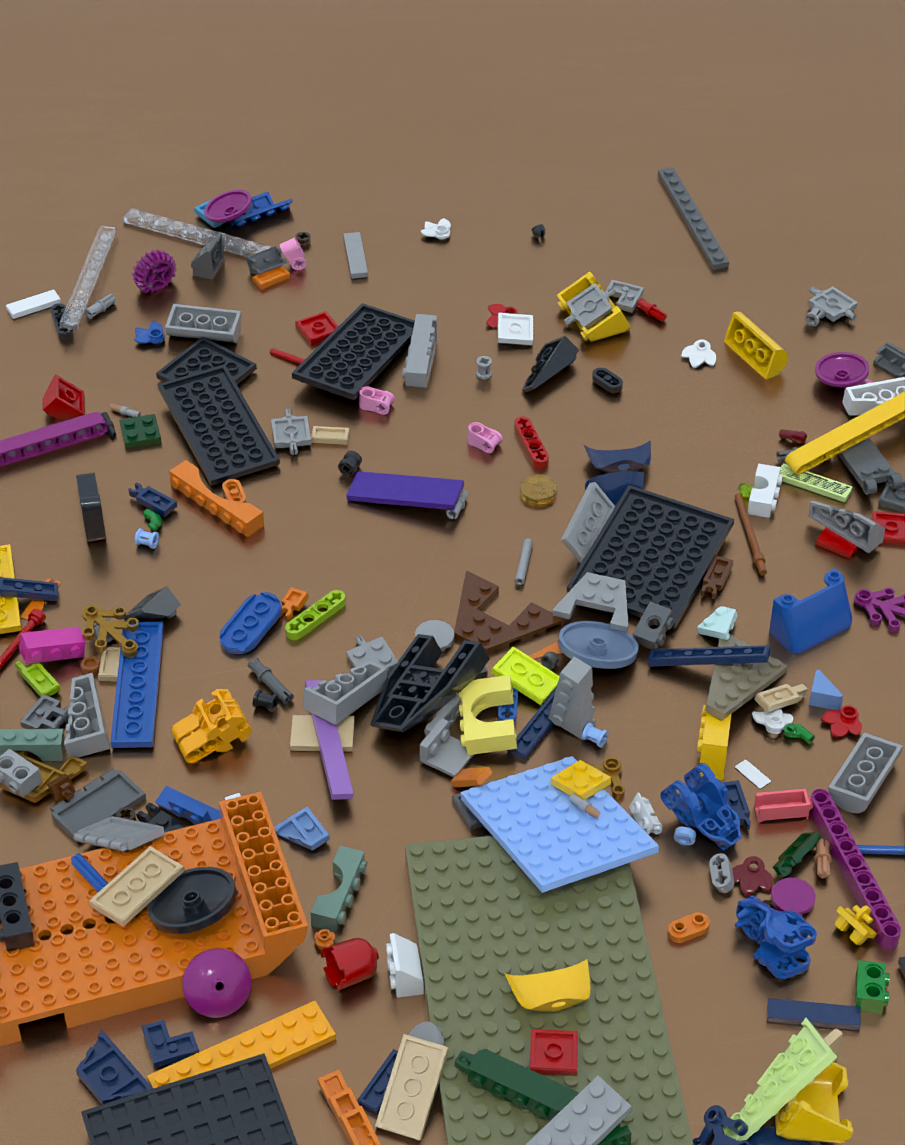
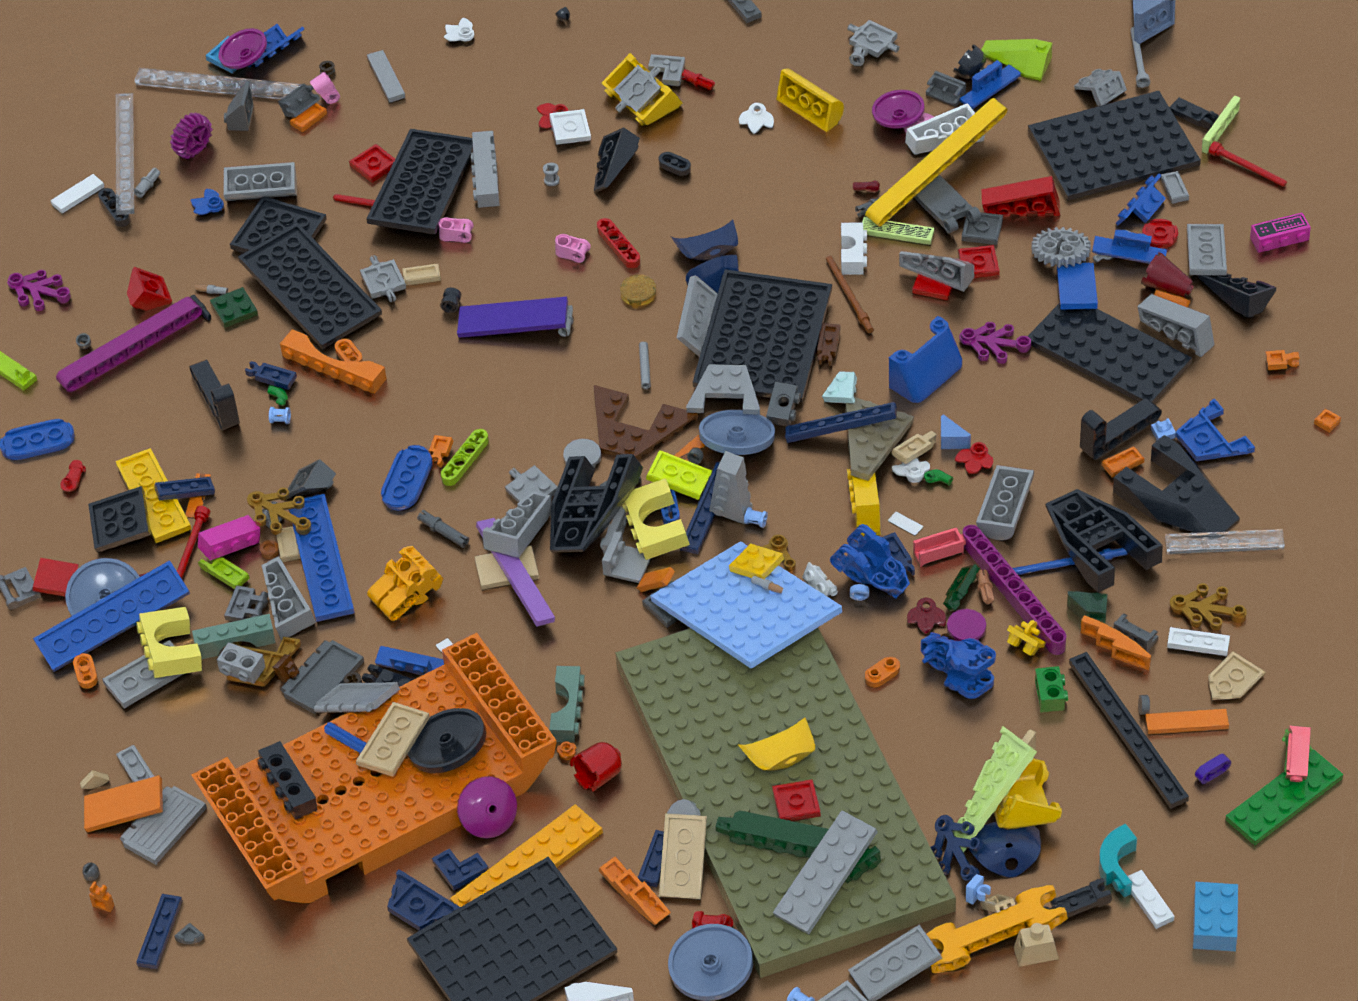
camera: 10 degrees left, 5 degrees up
(265, 700) = (444, 548): black bush -> none
(303, 830) = (519, 658): medium blue wing -> none
(404, 967) = (646, 758): white slope -> none
(717, 874) = (897, 619): light grey beam -> none
(745, 489) = (834, 250): clear neon green tile -> none
(817, 1013) = (1013, 721): dark blue tile -> none

